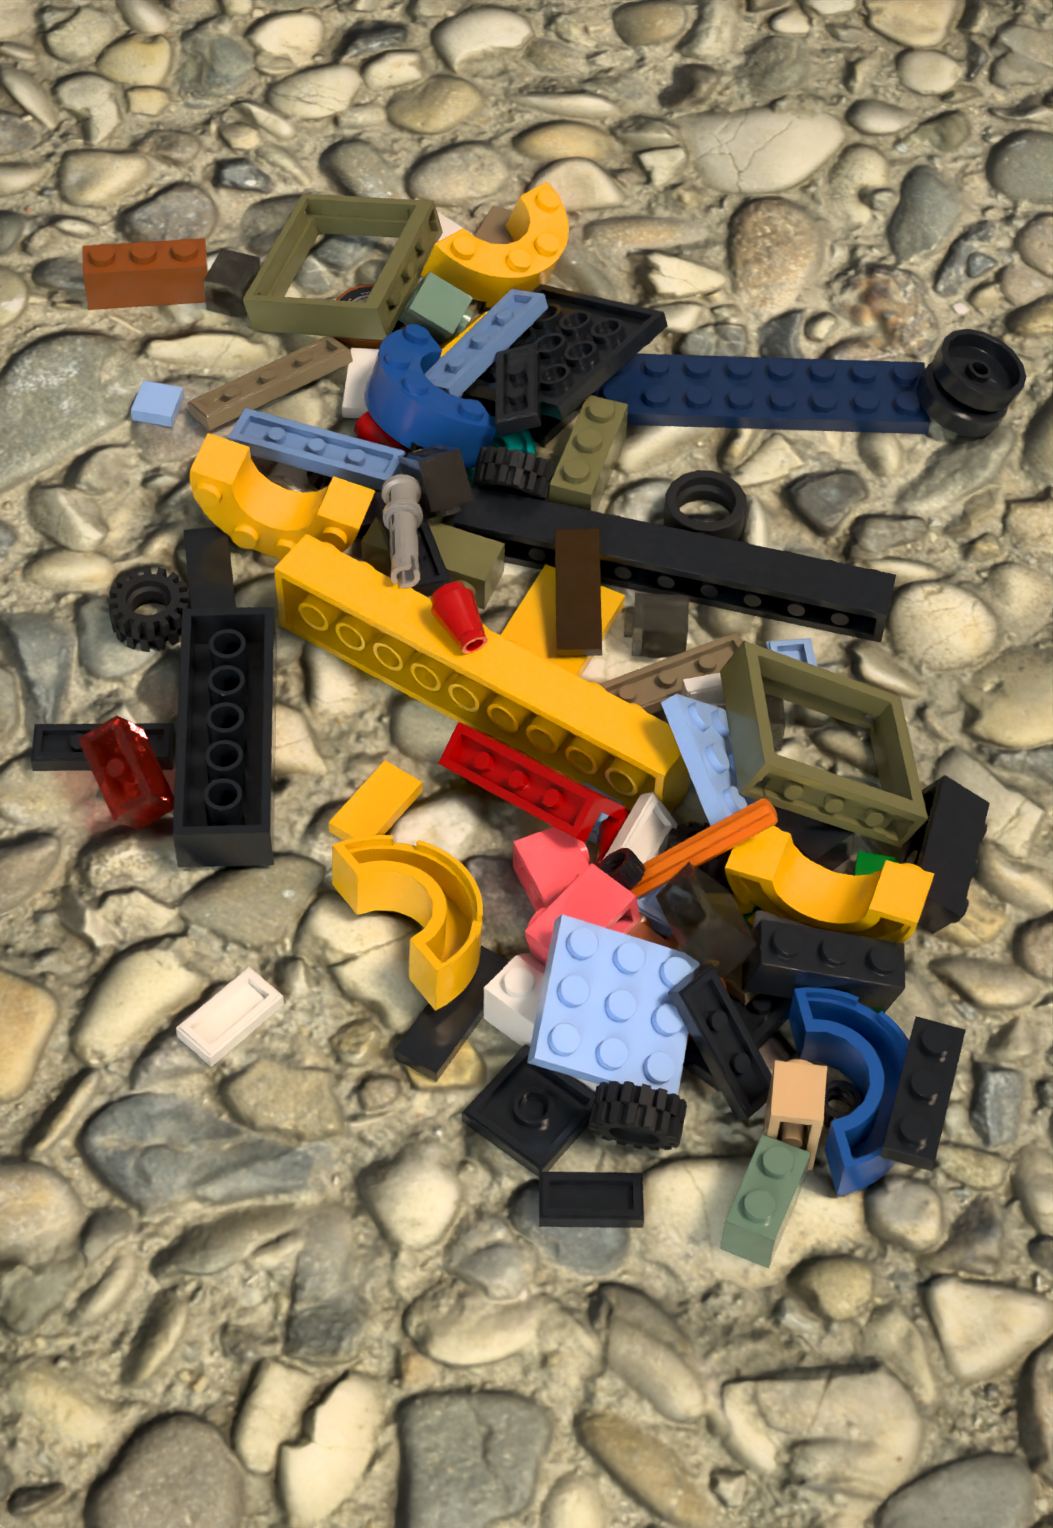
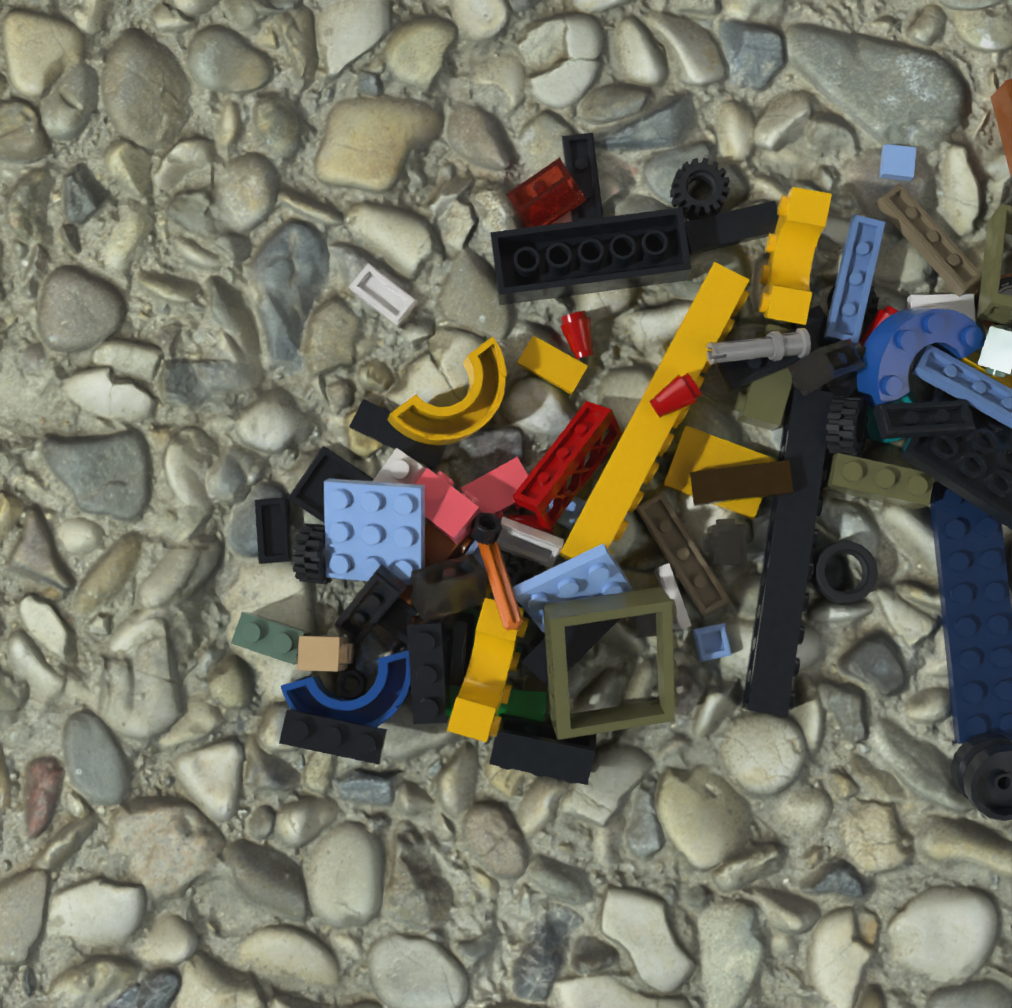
camera: 90 degrees right, 30 degrees up
(335, 766) = (578, 333): none -> red cone

